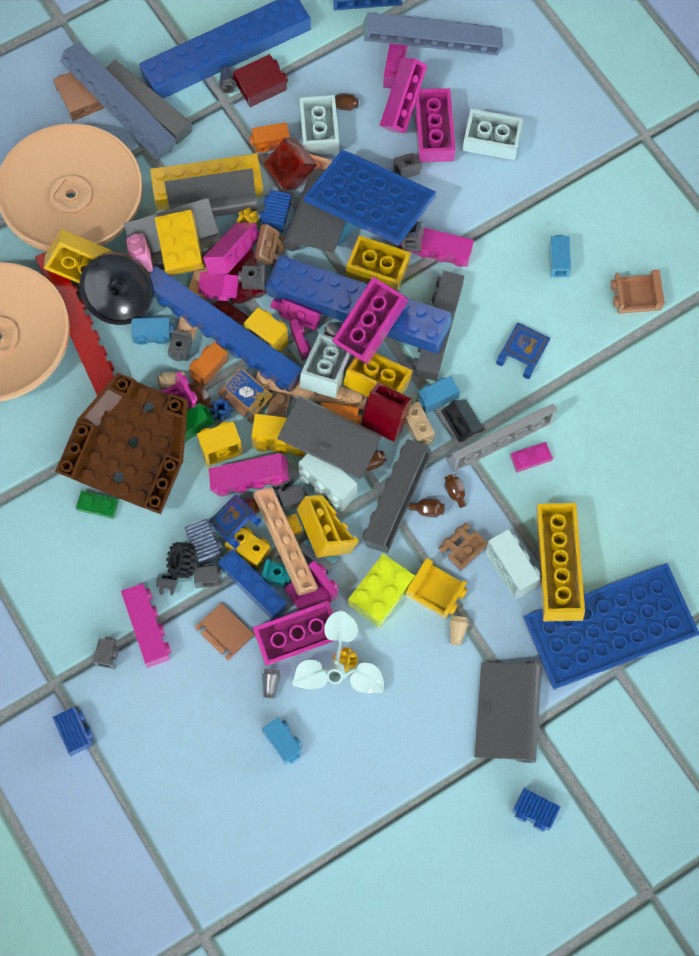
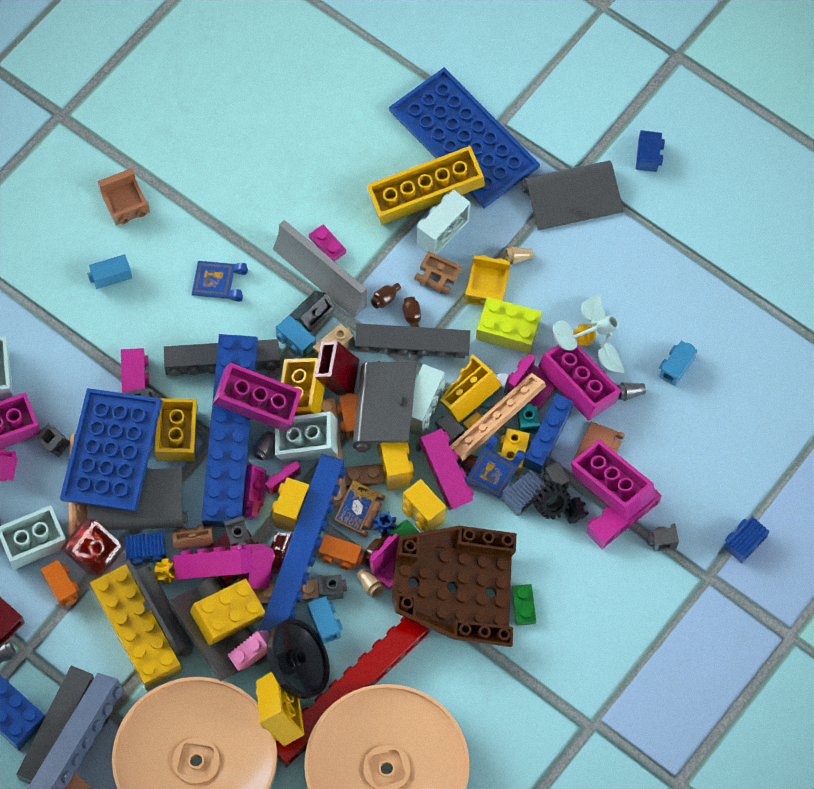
camera: 110 degrees left, 5 degrees down
(174, 618) = (613, 479): none -> dark pink brick

